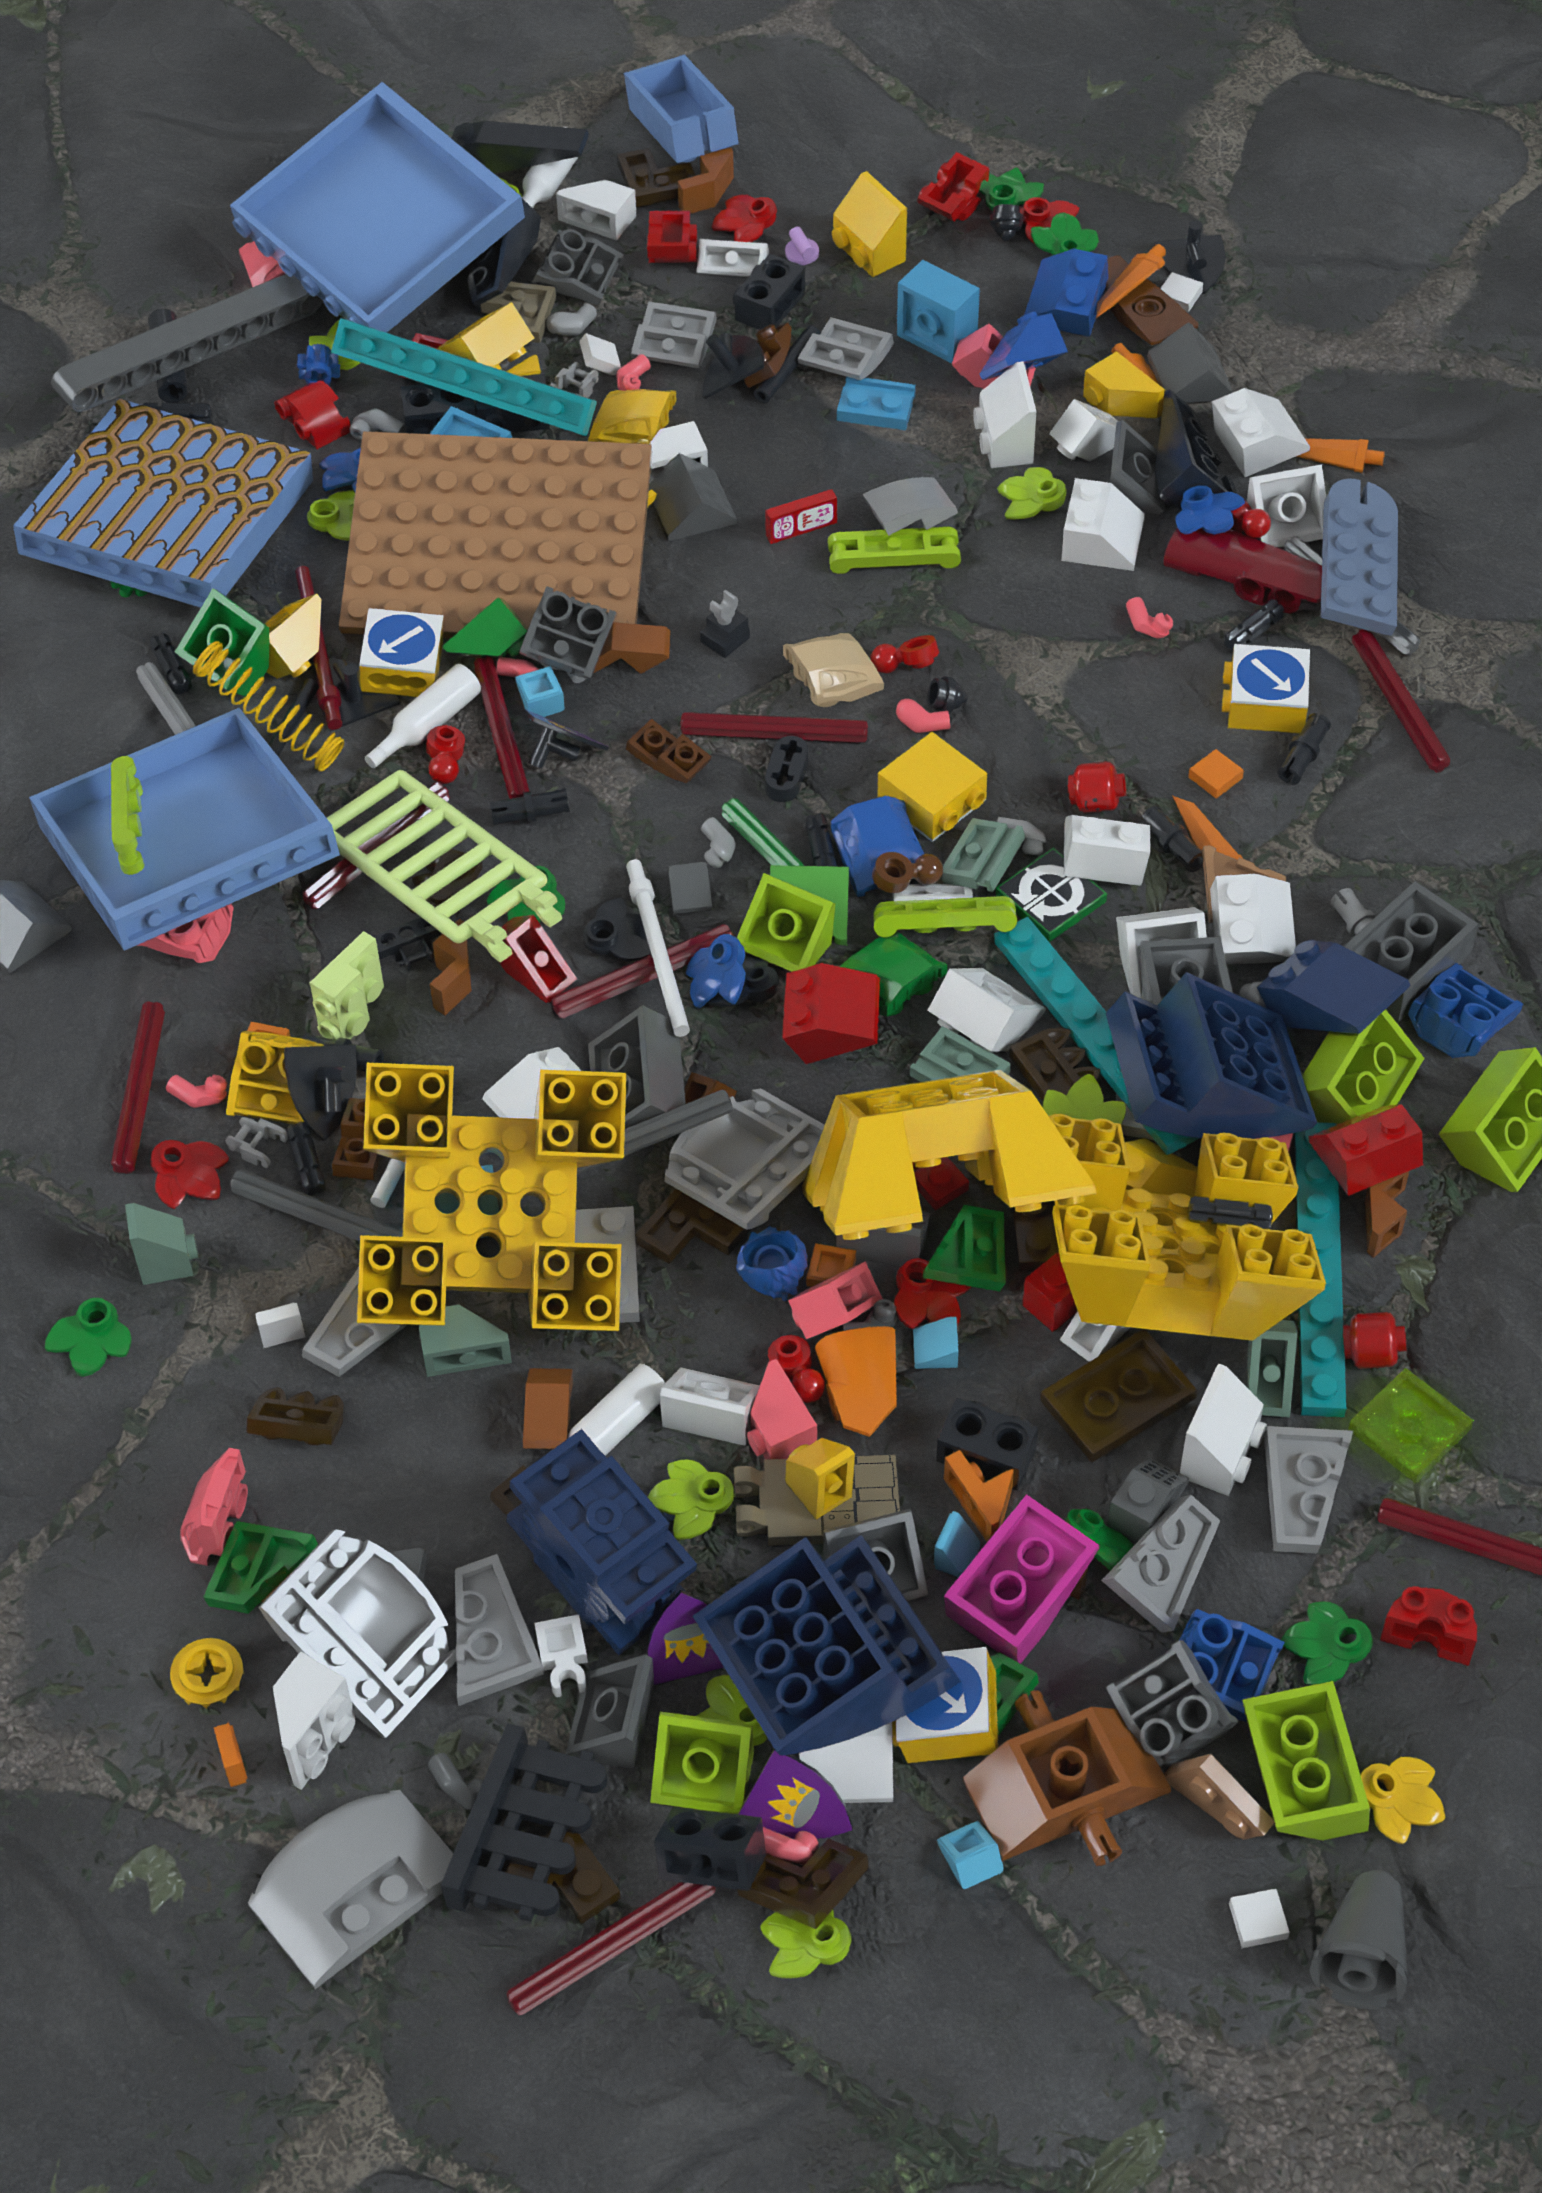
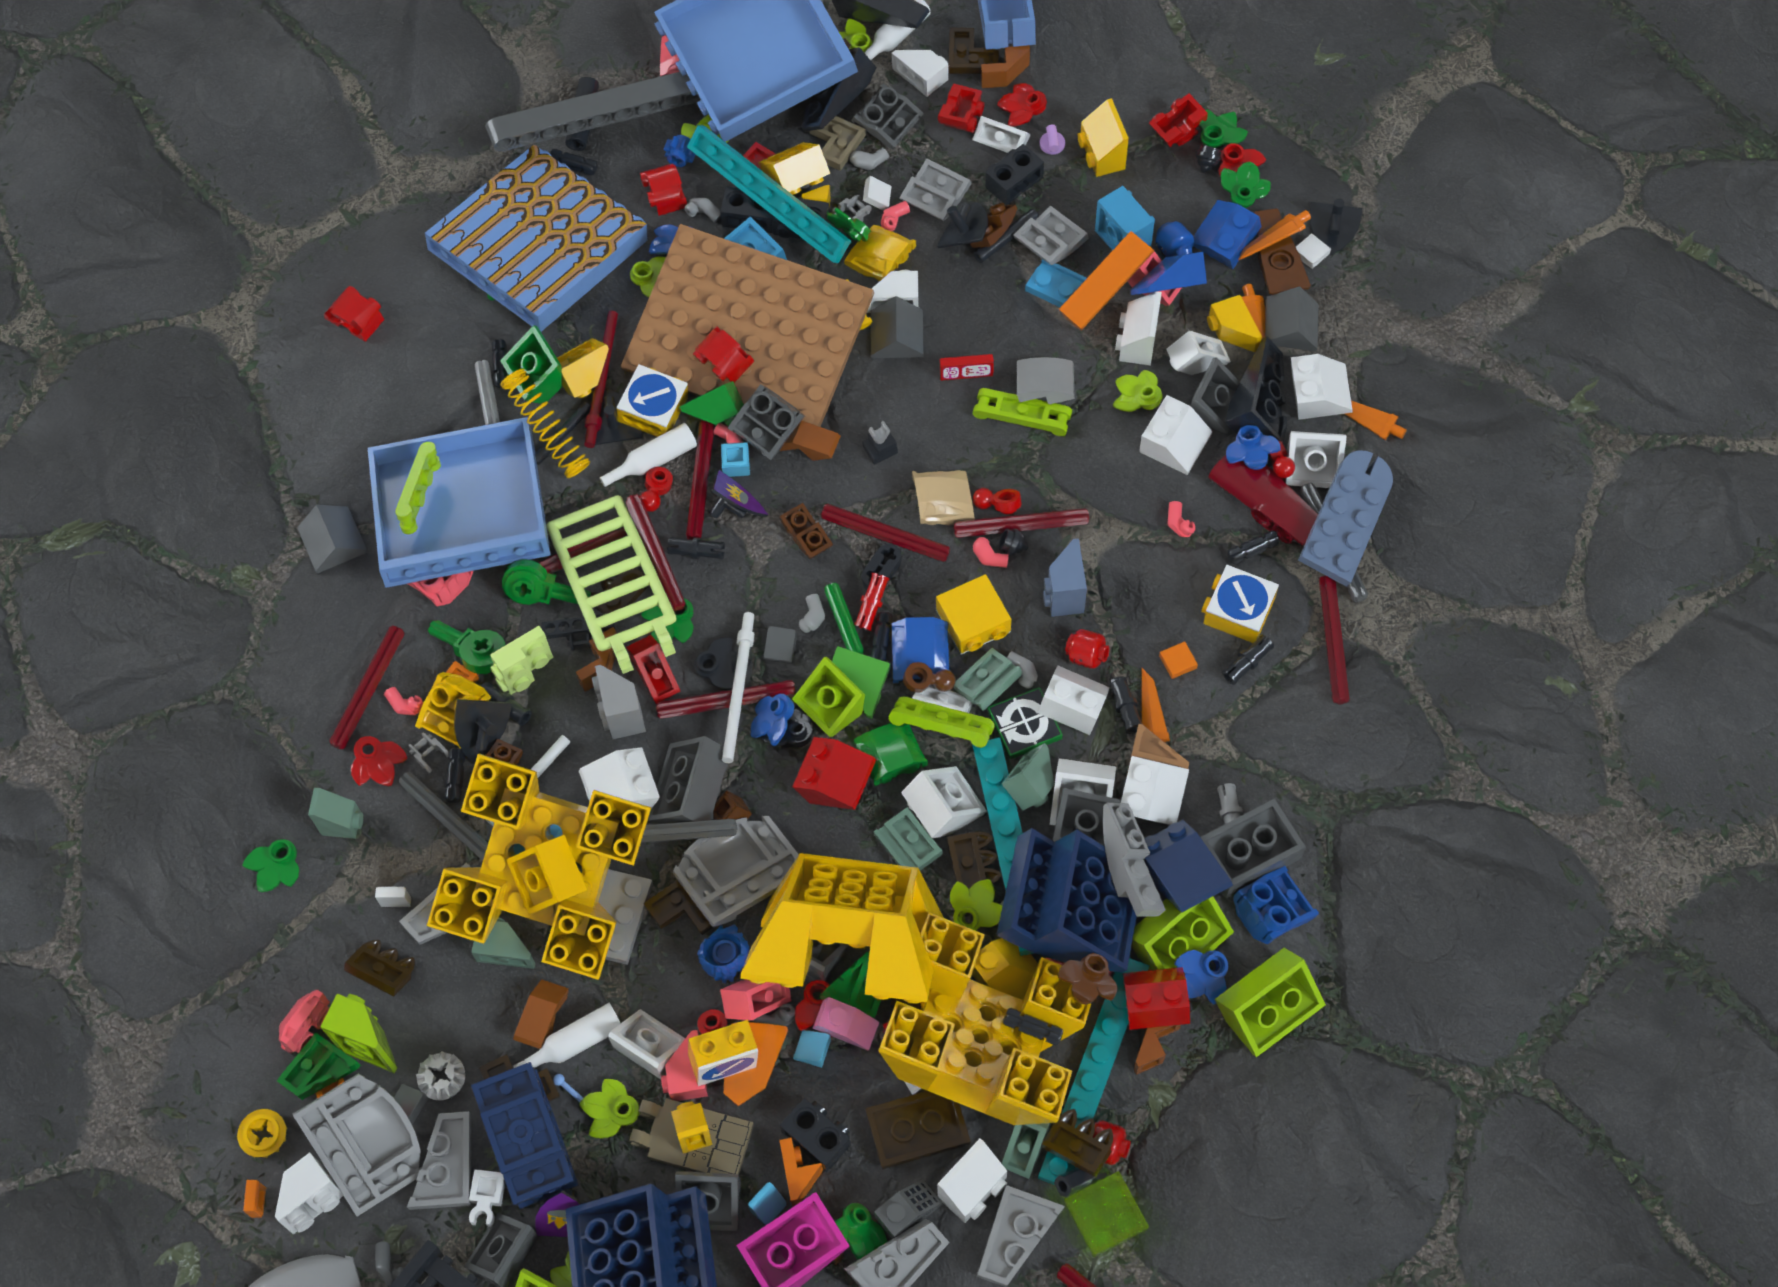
camera: 20 degrees right, 10 degrees up
(279, 999) = (471, 646): none -> green piece
(309, 1486) = (358, 1032): none -> lime slope
(337, 903) = (530, 583): none -> green piece
(446, 1540) = (442, 1089): none -> white gear
(451, 792) = (655, 551): none -> dark red axle
(480, 567) = (724, 355): none -> red cylinder
(503, 1209) = (546, 874): none -> yellow slope
(505, 1004) = (617, 704): none -> light grey slope
(590, 388) = (855, 229): none -> green plate
(792, 805) = (871, 601): none -> red pin
(830, 1363) = (722, 1052): none -> yellow piece
(943, 373) = (1106, 280): none -> orange brick
(957, 668) = (1021, 522): none -> dark red axle
(971, 1295) = (846, 1023): none -> bright pink slope
(1003, 311) = (1173, 237): none -> blue head
(1042, 716) = (1066, 583): none -> sand blue slope
(1091, 949) = (1031, 778): none -> sand green slope
(1259, 994) = (1125, 855): none -> light grey slope
(1279, 1135) = (1088, 978): none -> reddish brown plate
(1343, 1344) = (1078, 1144): none -> dark brown plate
(1357, 1390) = (1075, 1180): none -> black bar
(1423, 1112) = (1198, 975): none -> blue plate

